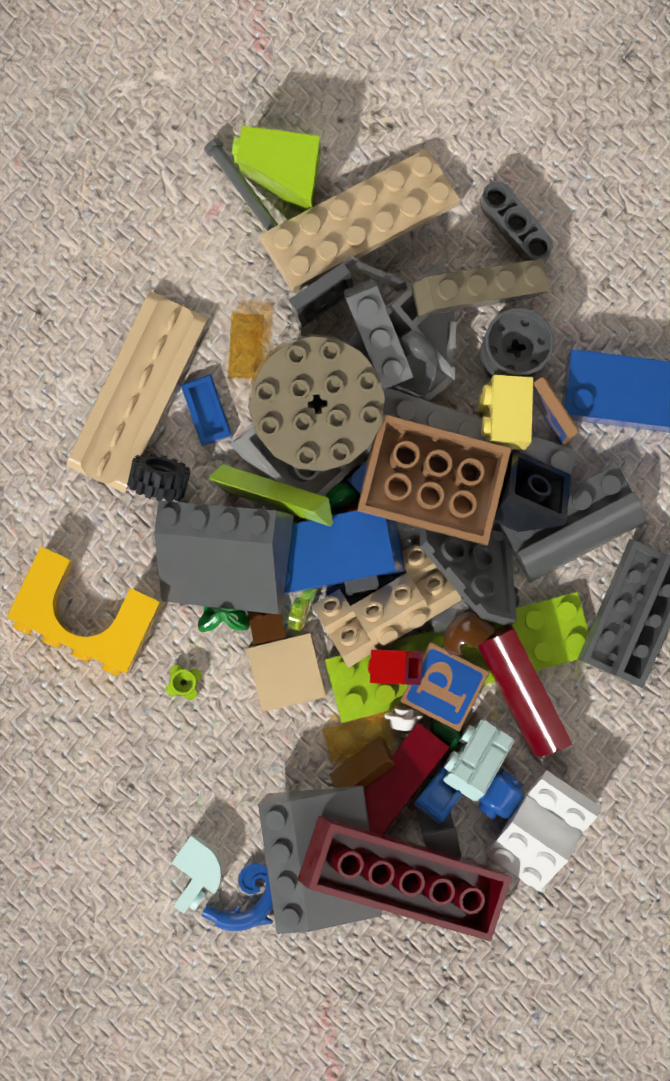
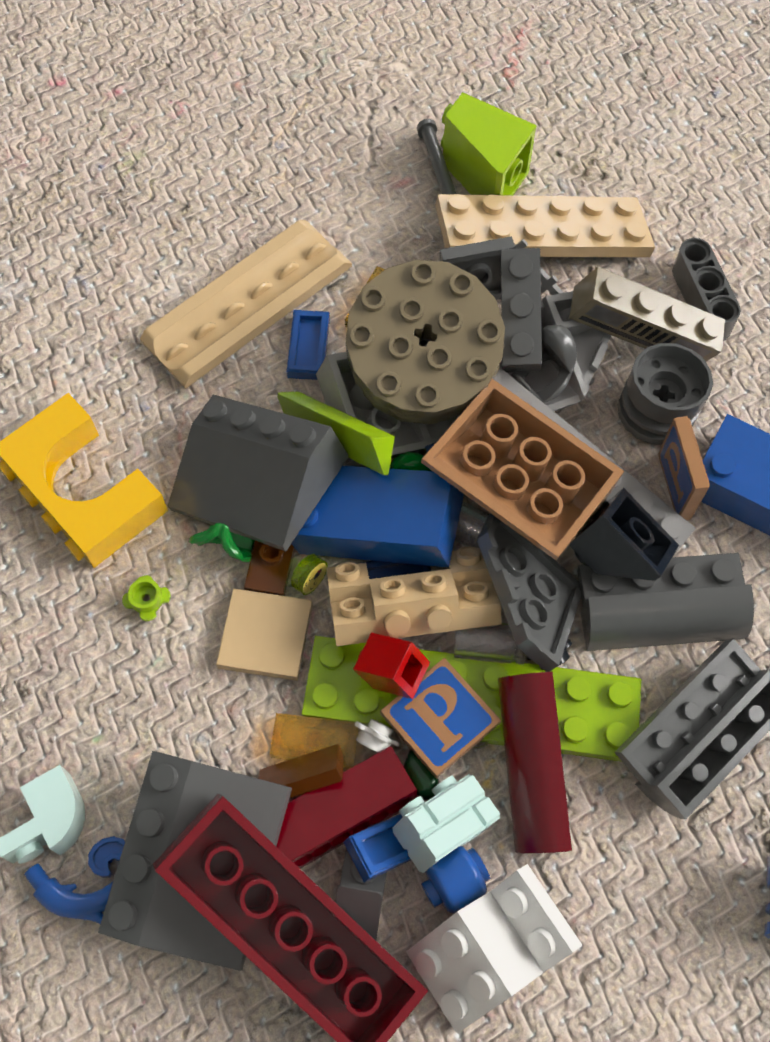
camera: 20 degrees right, 20 degrees down
(158, 477) = (225, 374): black tyre -> none
(361, 586) = (390, 563): dark grey tile -> none
(468, 630) = (491, 656): reddish brown hair -> none
(507, 411) = (635, 439): light yellow brick -> none

